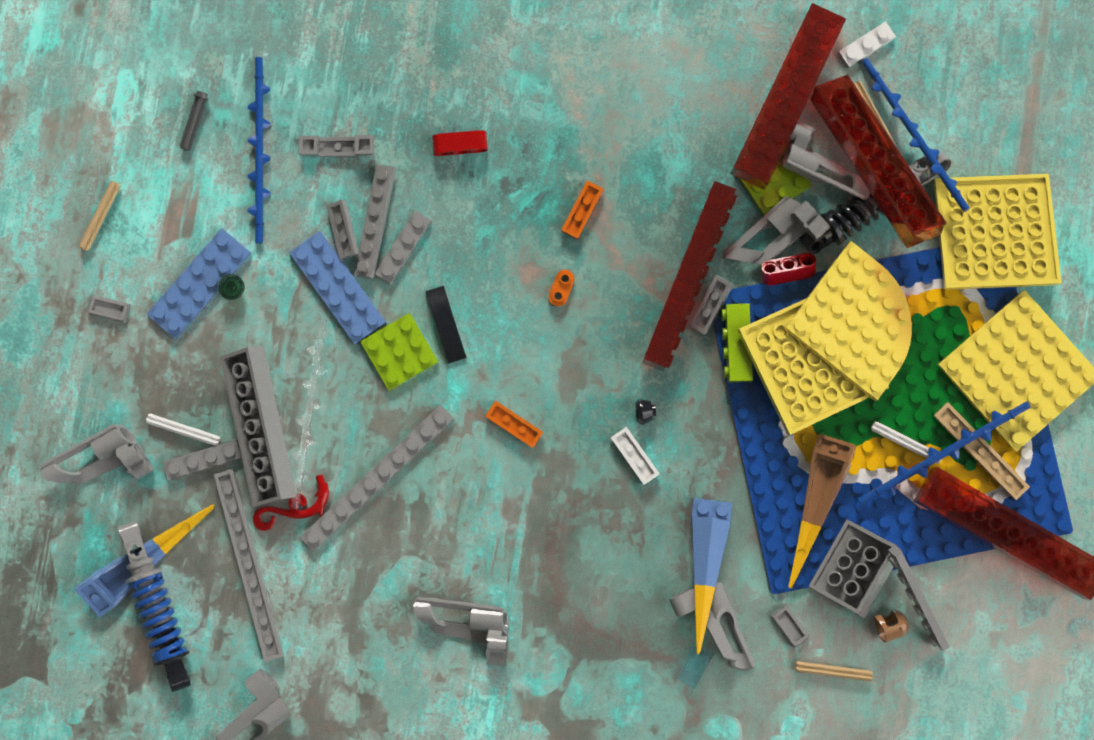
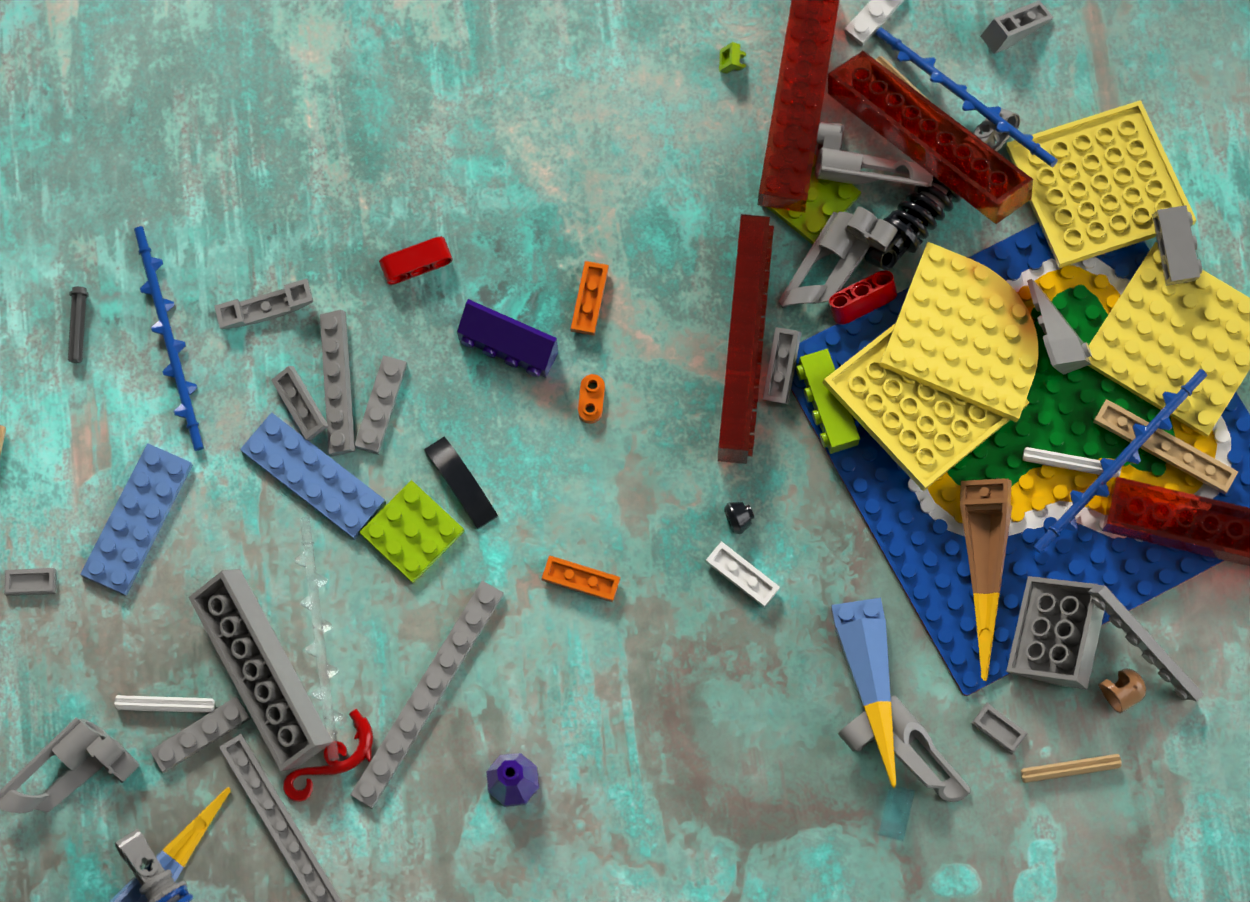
camera: 15 degrees left, 10 degrees down
(234, 281) = (179, 502): clear green cone -> none
(430, 557) = (515, 789): none -> dark purple cone
(486, 625) = (619, 837): light grey panel -> none
(510, 225) = (507, 339): none -> dark purple slope
(744, 49) = (730, 58): none -> lime tile
(929, 350) = (1062, 343): none -> light grey wedge
(971, 86) = (1015, 26): none -> light grey slope
(1040, 299) = (1177, 245): none -> light grey brick

